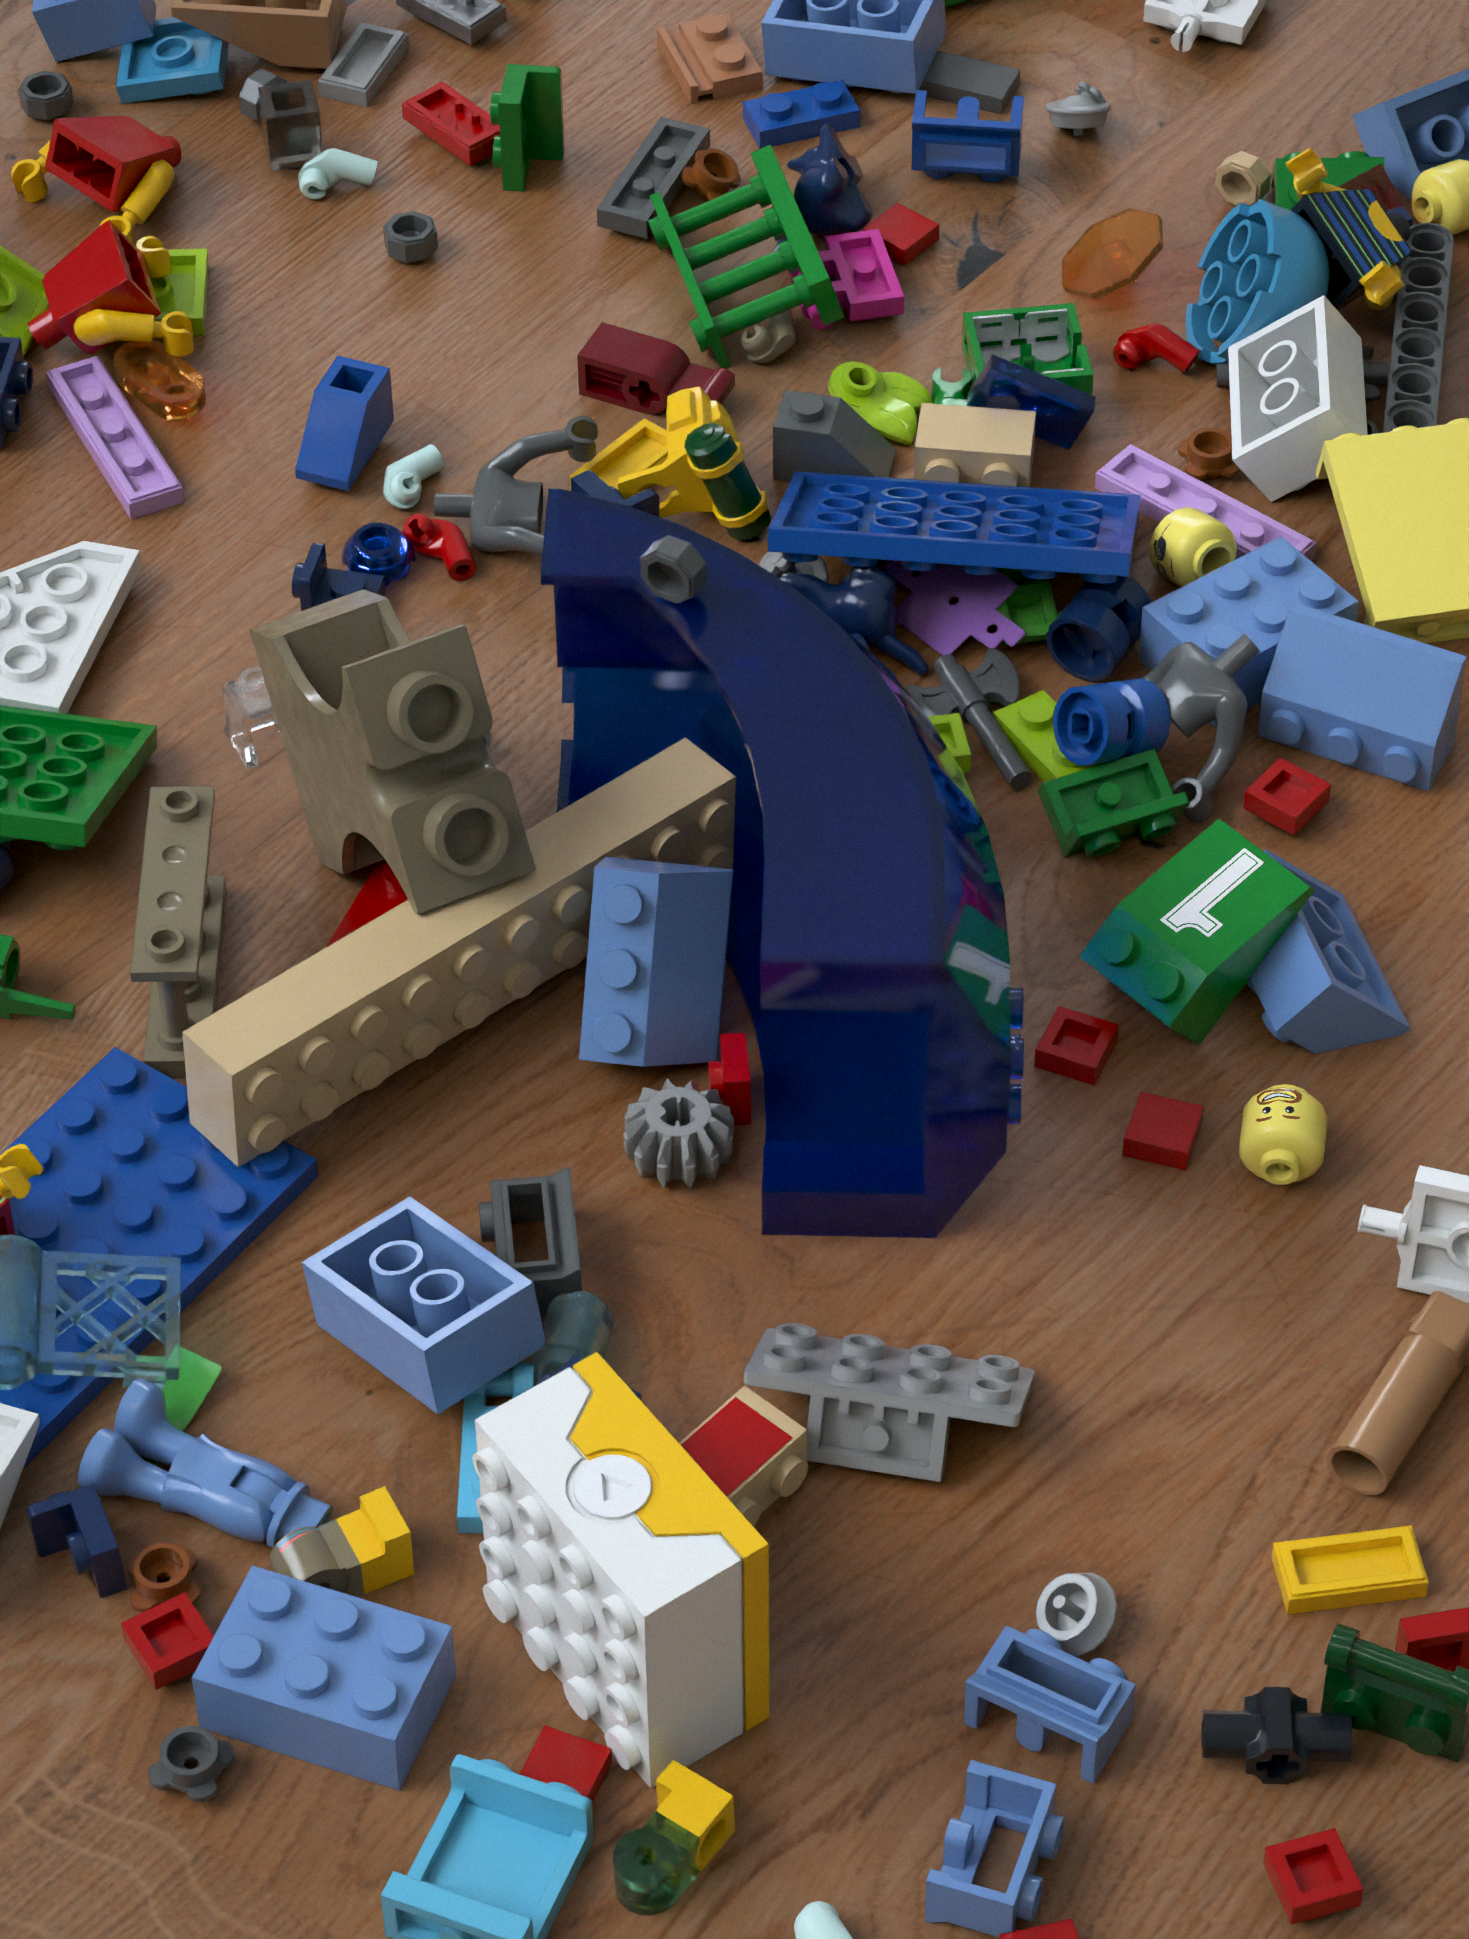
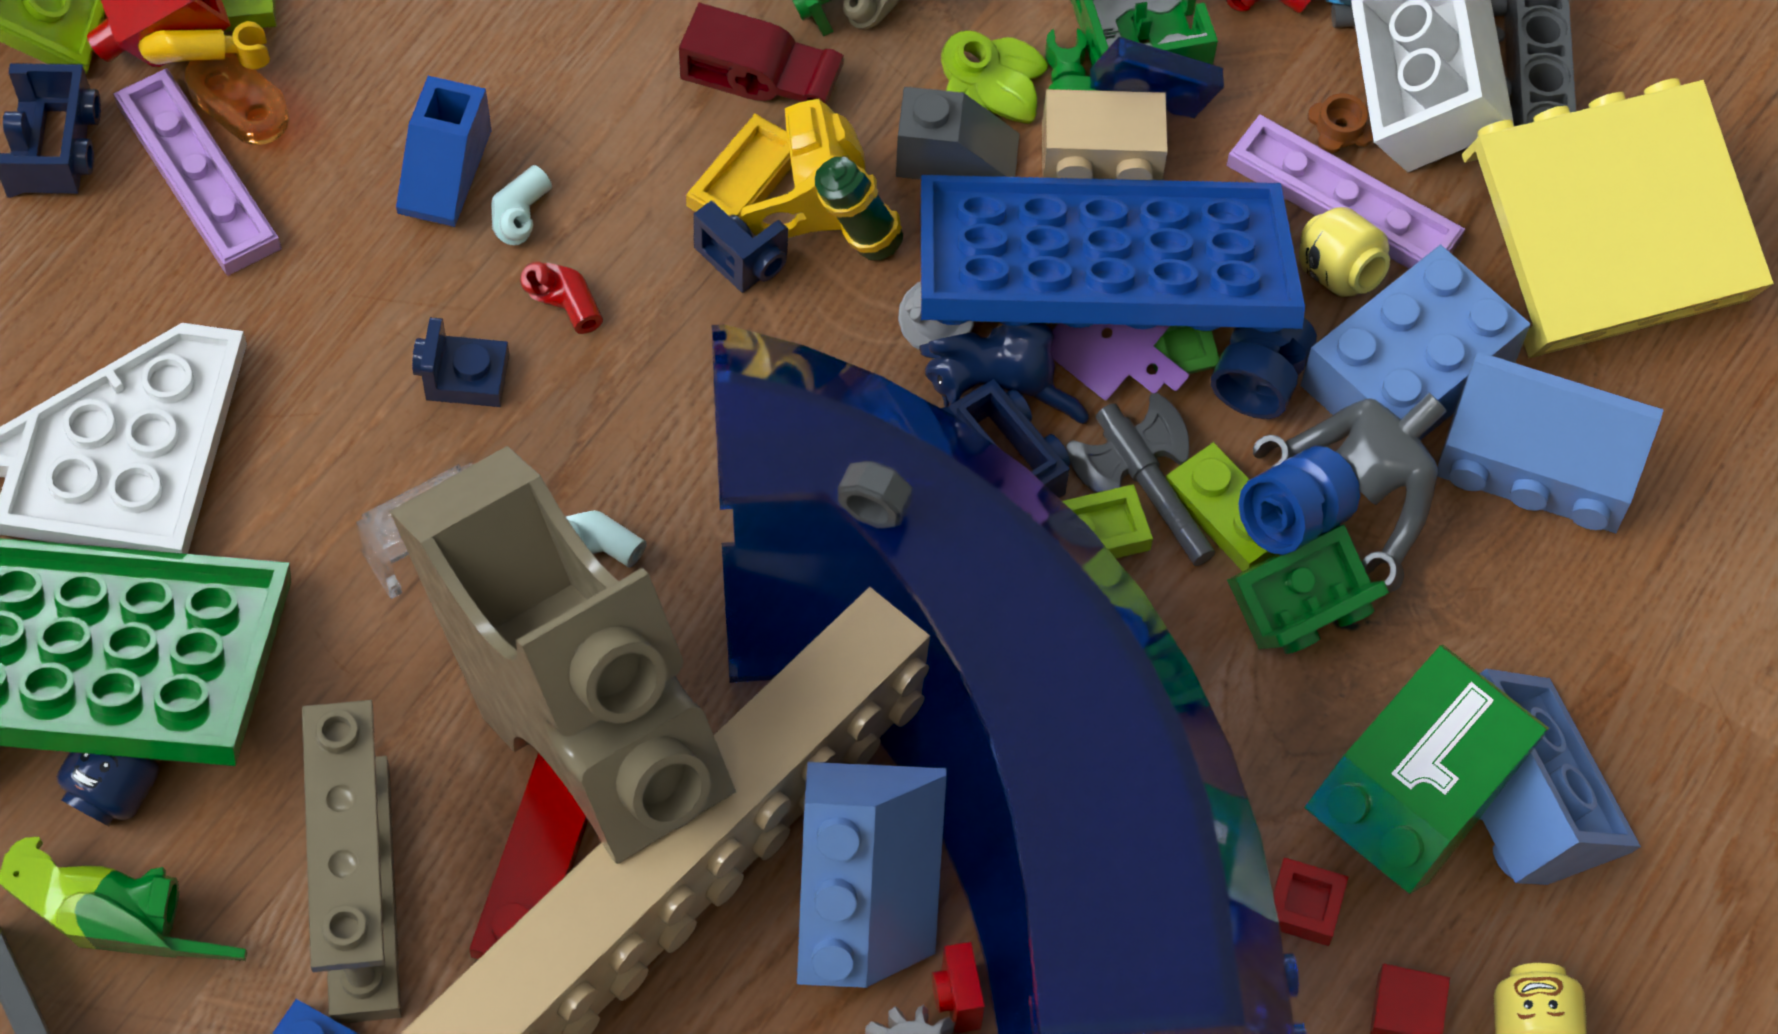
camera: 10 degrees left, 15 degrees up
(379, 551) = (497, 292): clear blue plate -> none
(507, 510) = (628, 243): dark grey piece -> none
(1287, 796) = (1480, 562): red plate -> none

